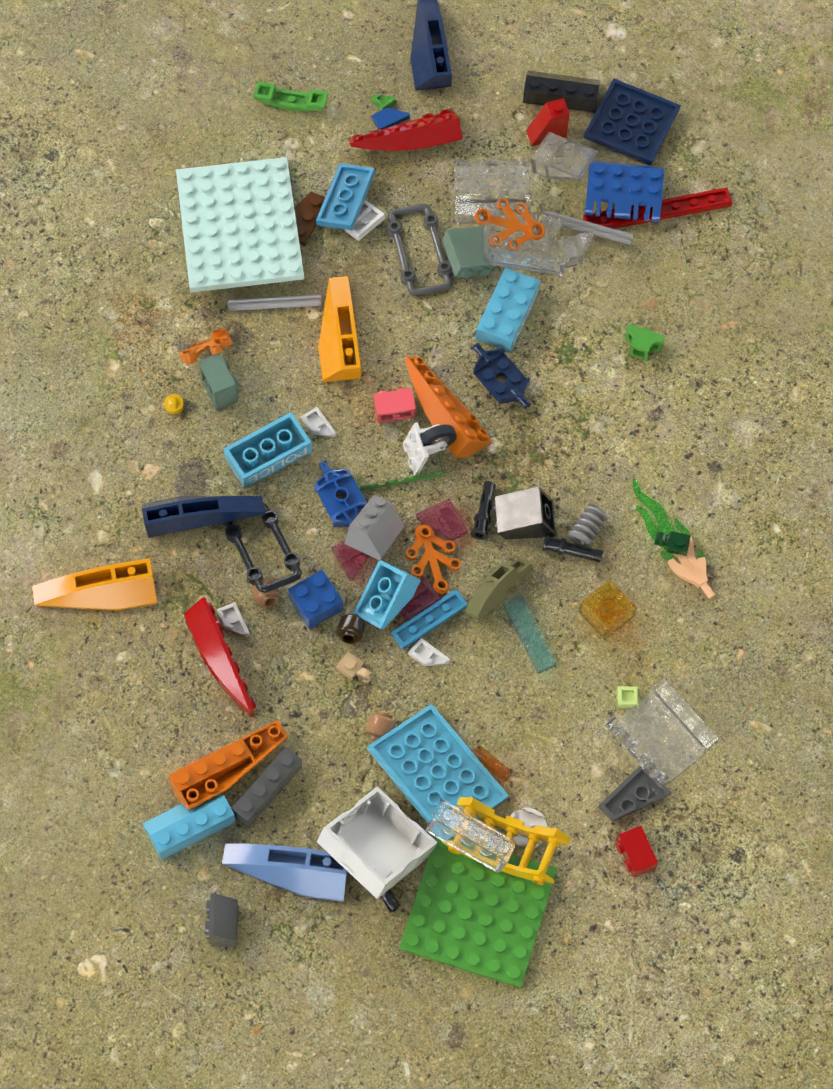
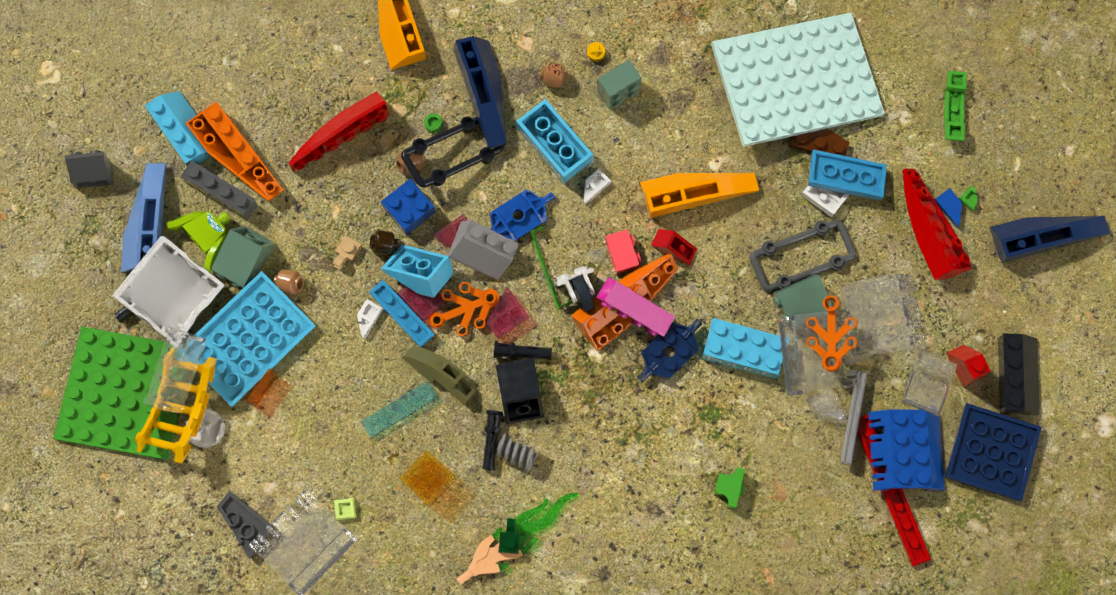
camera: 85 degrees right, 10 degrees up
(194, 443) = (553, 75): none -> medium nougat head
(218, 336) = (655, 64): orange plant -> none
(224, 568) = (433, 123): none -> bright green tile
(233, 620) = (382, 138): white tile -> none
(274, 302) = (719, 126): light grey axle -> none
(313, 805) = (204, 231): none -> lime torso
(346, 769) = (242, 256): none -> sand green slope
(393, 358) = (672, 243): none -> red slope
(458, 393) = (636, 307): none -> dark pink brick
(636, 851) = (187, 531): red brick -> none

